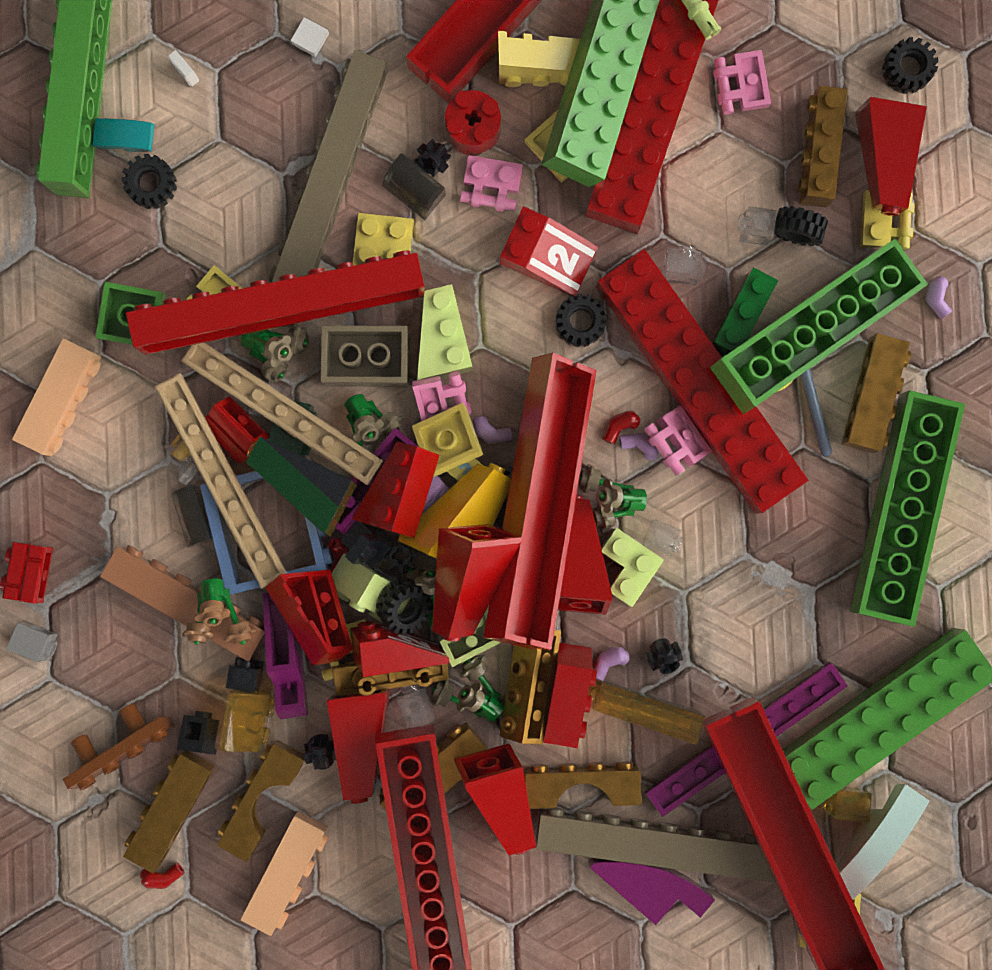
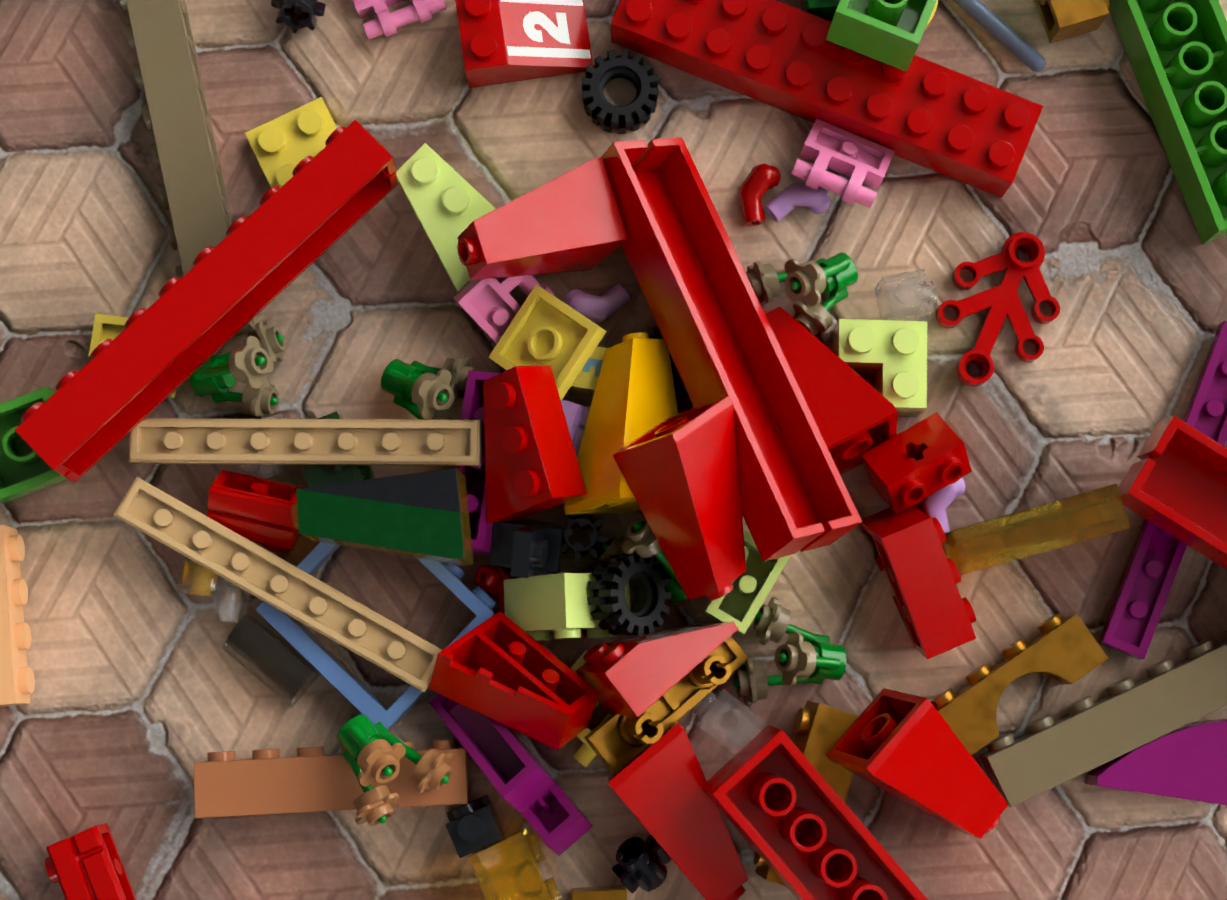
camera: 30 degrees left, 5 degrees down
(365, 356) = (370, 305): dark tan brick -> none
(413, 186) = (296, 56): clear smoke brick -> none
(492, 379) = (549, 230): none -> slope
(529, 693) = (865, 607): pearl gold brick -> none
(608, 633) = (916, 463): none -> red brick
(664, 656) = (1008, 447): black gear -> none
(716, 573) = (1003, 302): none -> red plant

